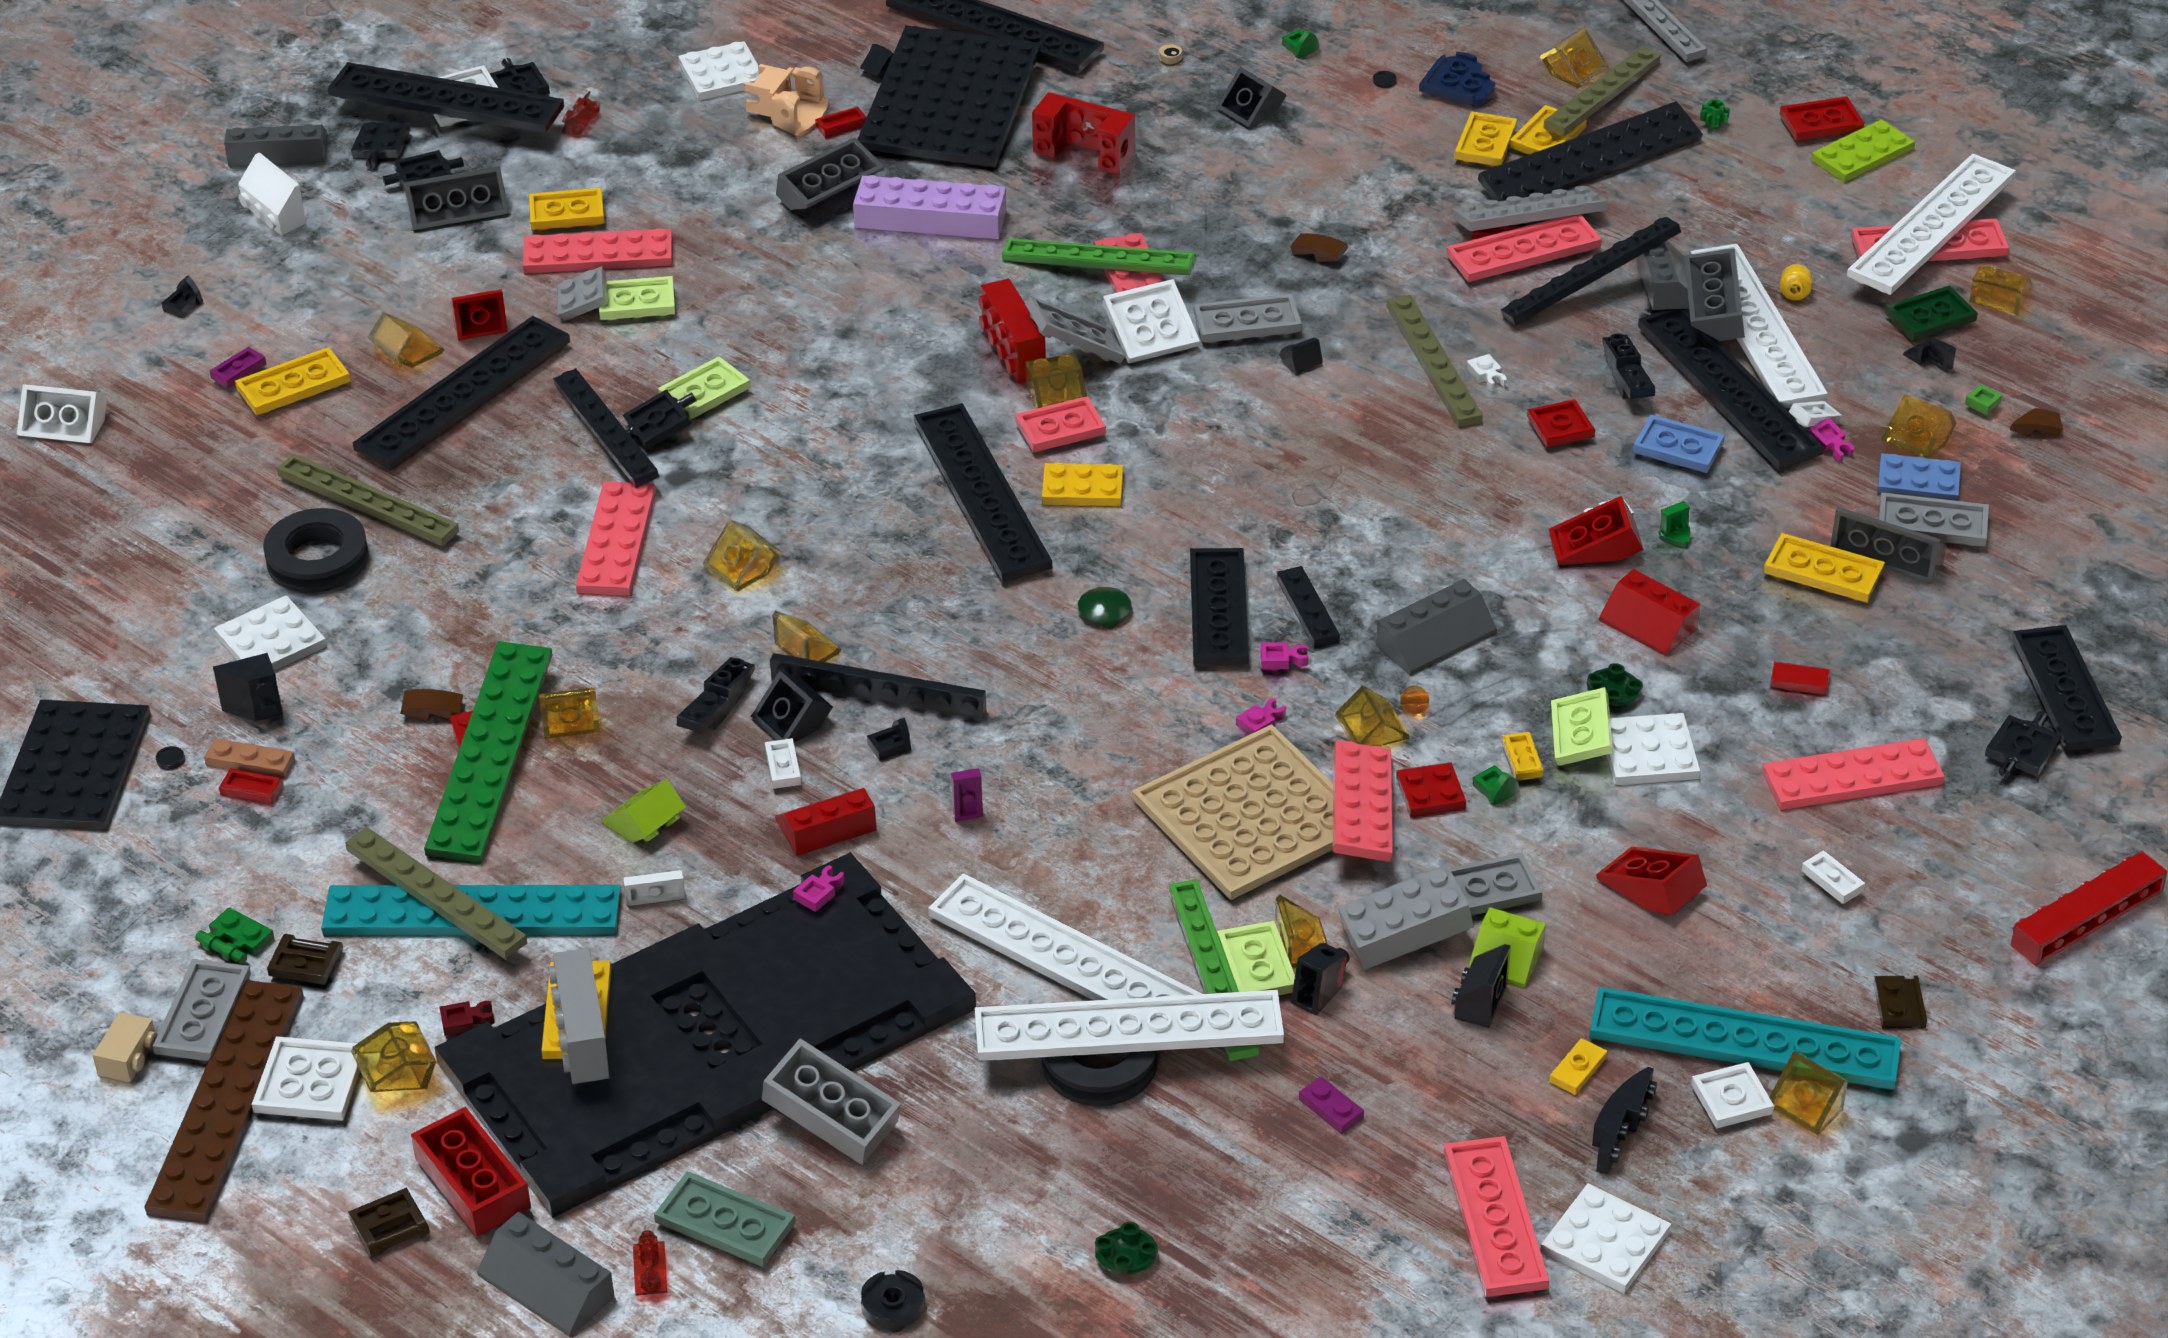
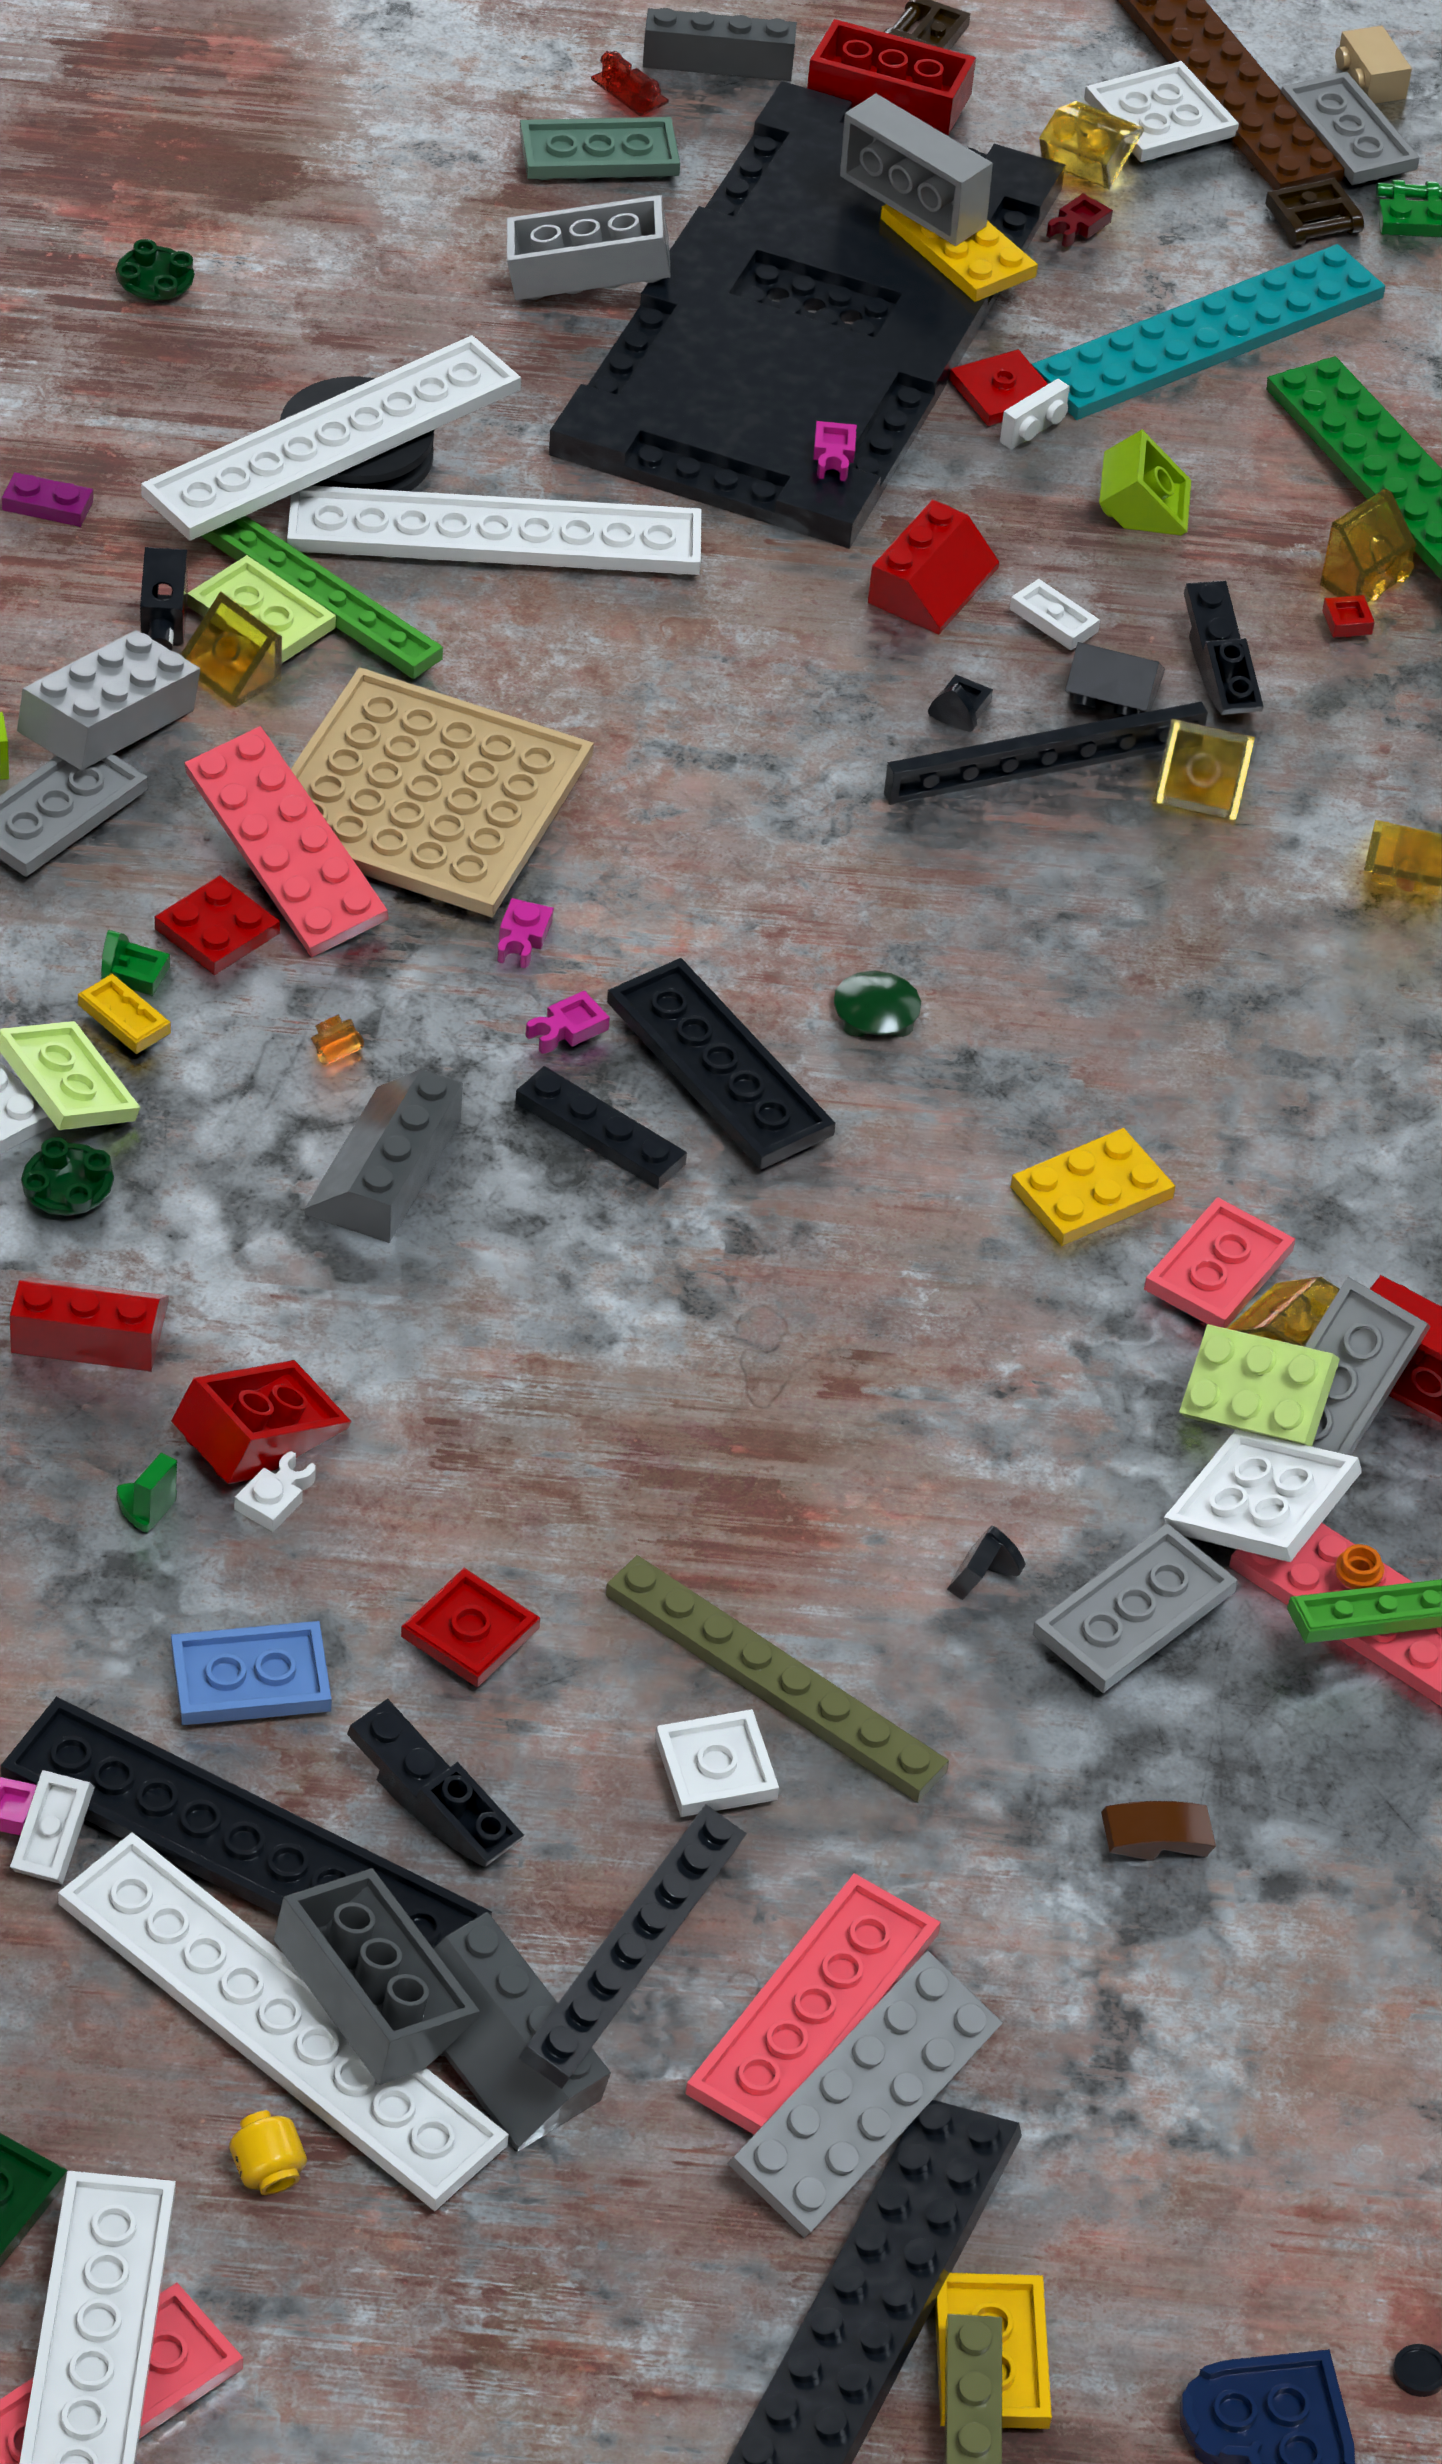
camera: 140 degrees right, 5 degrees up
(436, 893) = (1256, 302): olive plate -> none
(616, 693) = (1348, 616): none -> red plate
(645, 923) = (996, 383): none -> red plate
(897, 1314) = (342, 155): black plate -> none
(967, 794) = (781, 633): magenta plate -> none
(983, 492) = (1218, 1102): black plate -> none
(1110, 350) = (1259, 1385): none -> yellowish green plate
(1138, 277) = (1359, 1567): none -> orange plate
(1370, 719) = (364, 986): clear yellow slope -> none
(1485, 139) = (1093, 2269): yellow plate -> none
(1486, 369) = (671, 1696): white plate -> none
(1491, 335) = (716, 1762): none -> white plate

